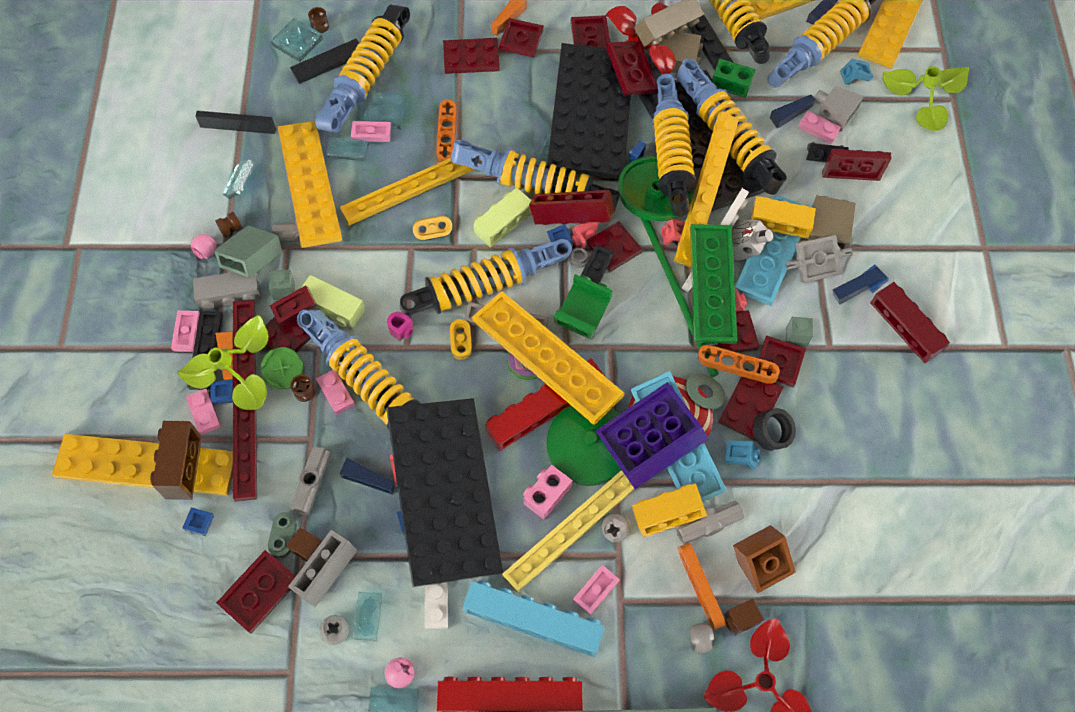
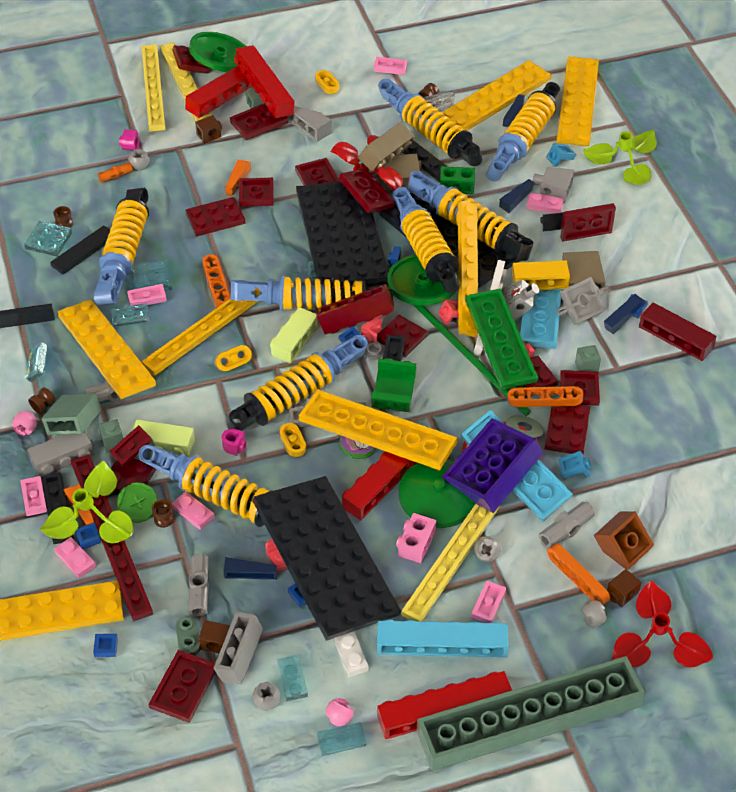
camera: 15 degrees left, 15 degrees down
(176, 460) = (71, 593): reddish brown brick -> none
(669, 510) = (529, 521): yellow brick -> none
(787, 426) = (587, 445): black tyre -> none

